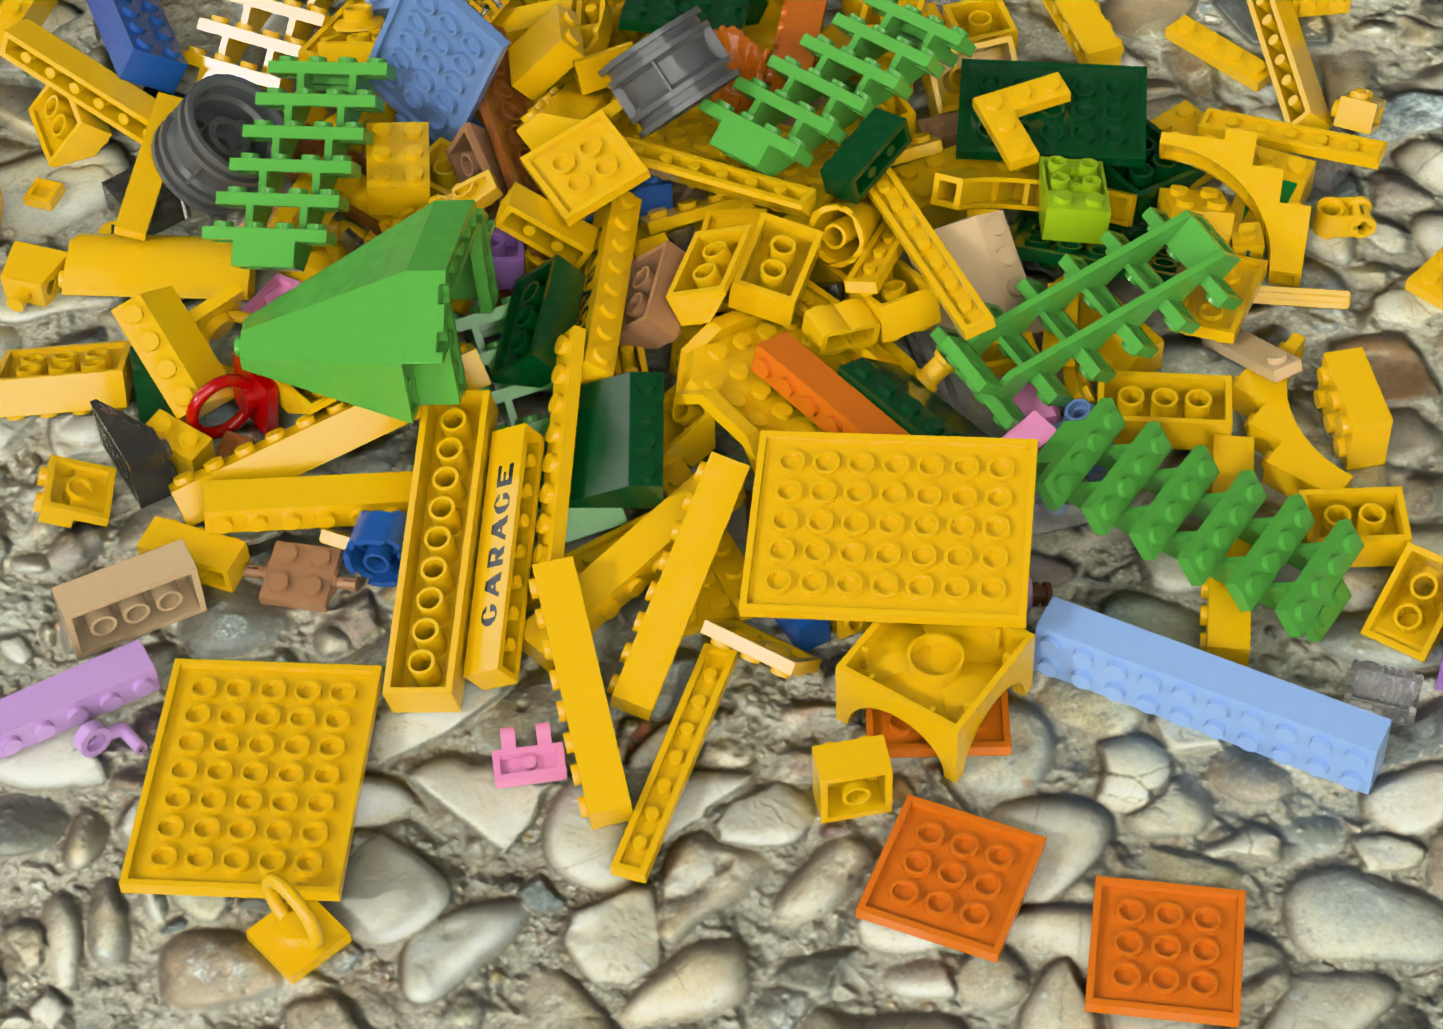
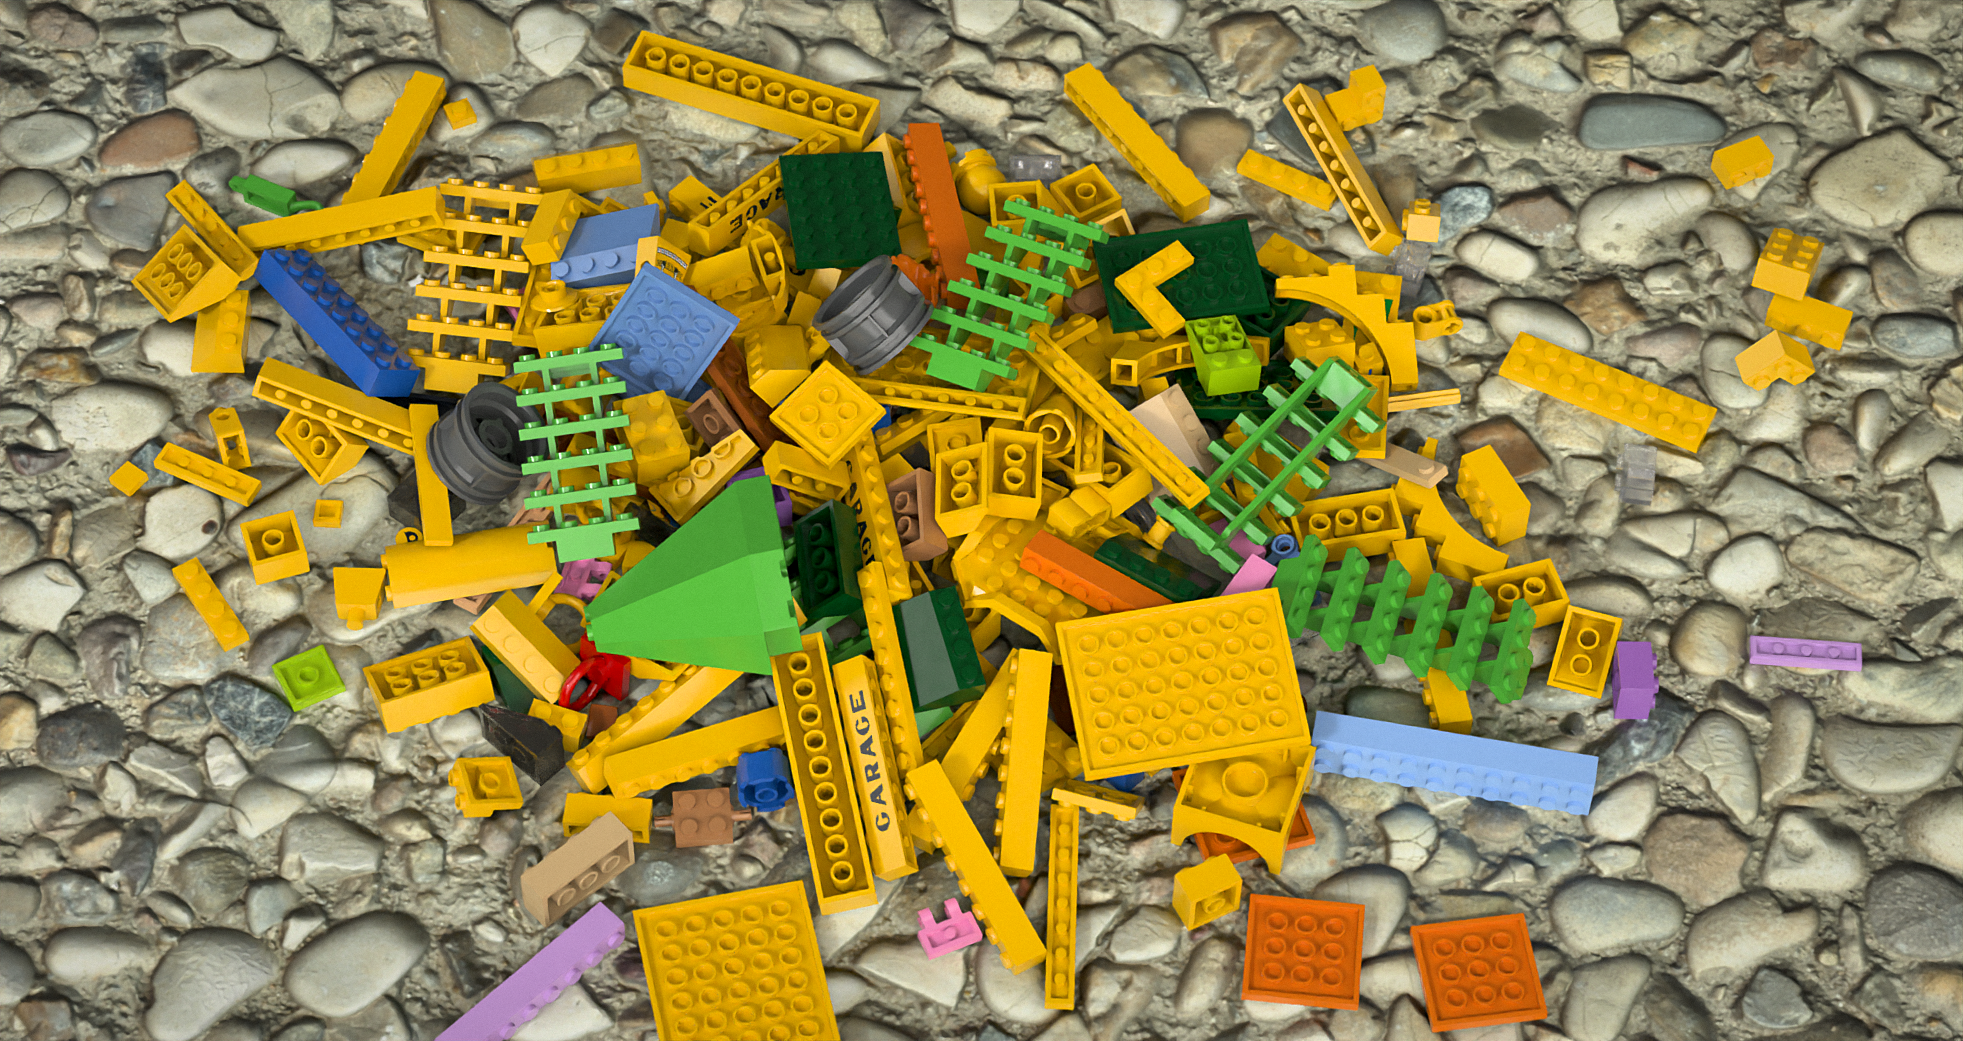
camera: 20 degrees left, 5 degrees up
(95, 737) = (593, 990): lavender plate -> none
(334, 538) = (723, 779): yellow tile -> none
(545, 52) = (751, 299): yellow brick -> none
(587, 68) = (798, 313): yellow panel -> none
(865, 155) = (1055, 358): dark green brick -> none
(1297, 138) = (1377, 257): yellow tile -> none
(1384, 690) = (1578, 730): clear brick -> none

